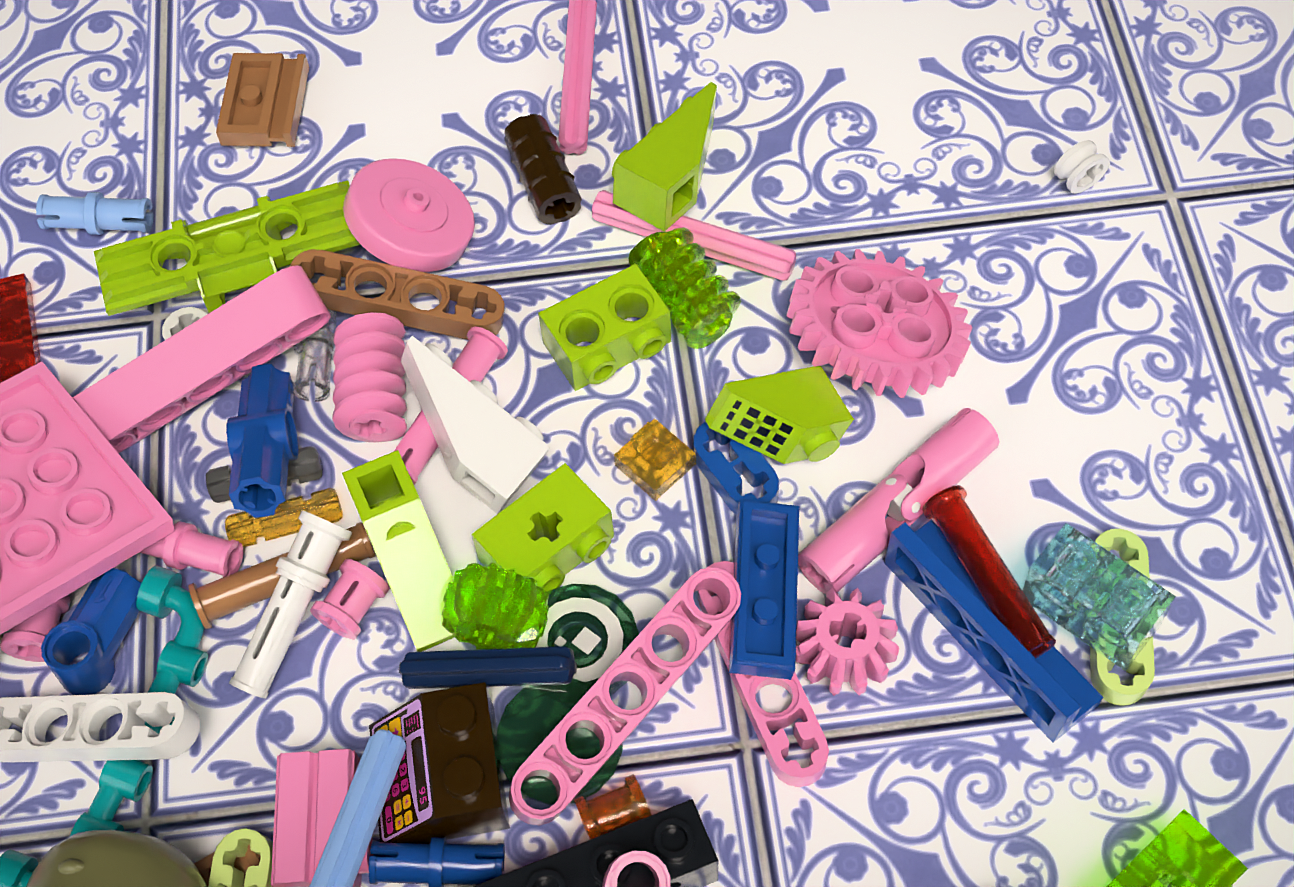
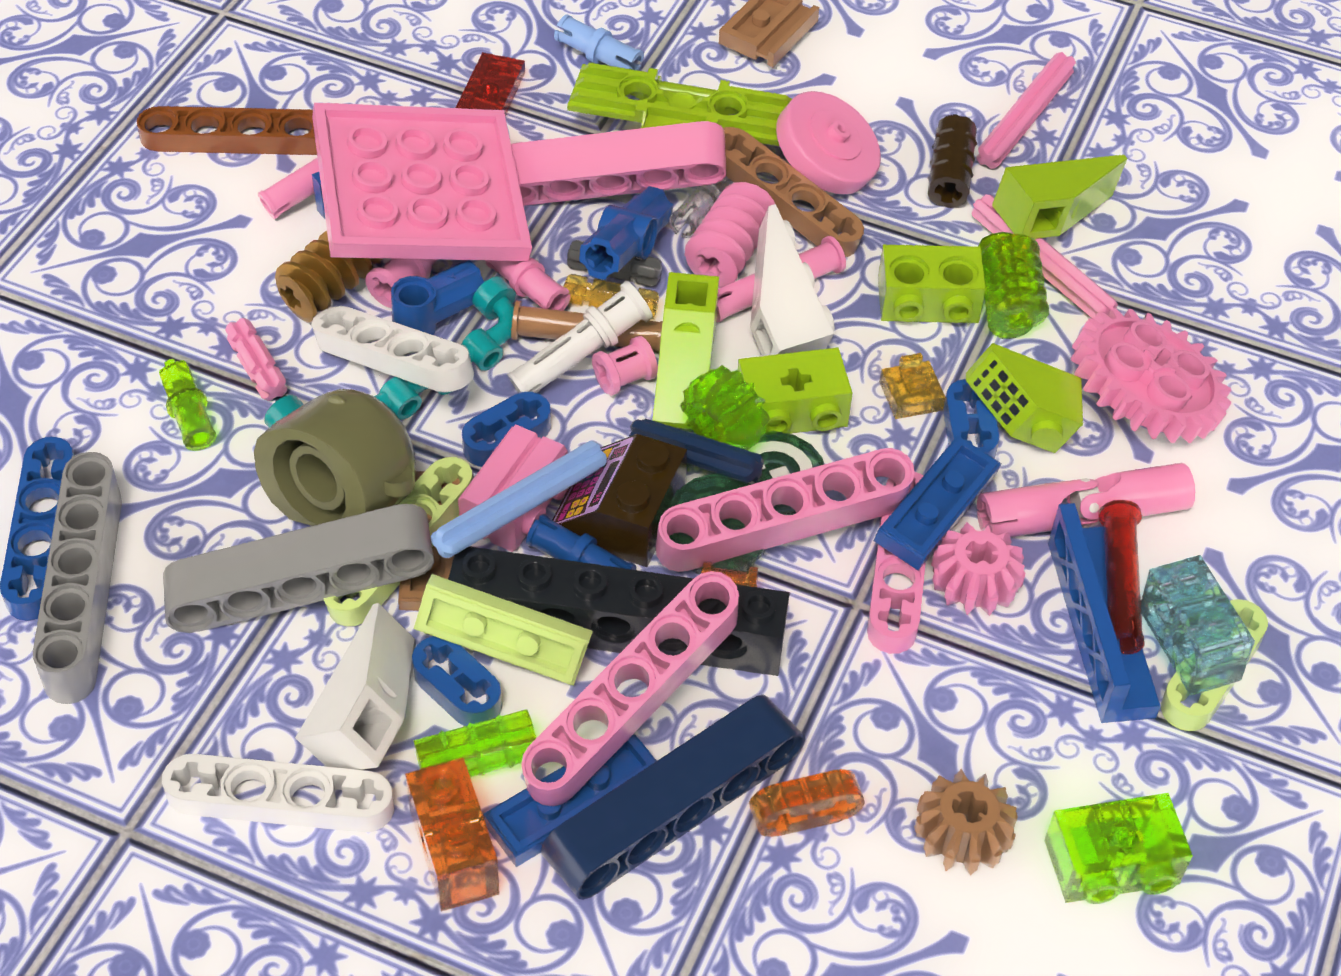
camera: 25 degrees right, 10 degrees down
(254, 740) = (499, 419): none -> blue beam

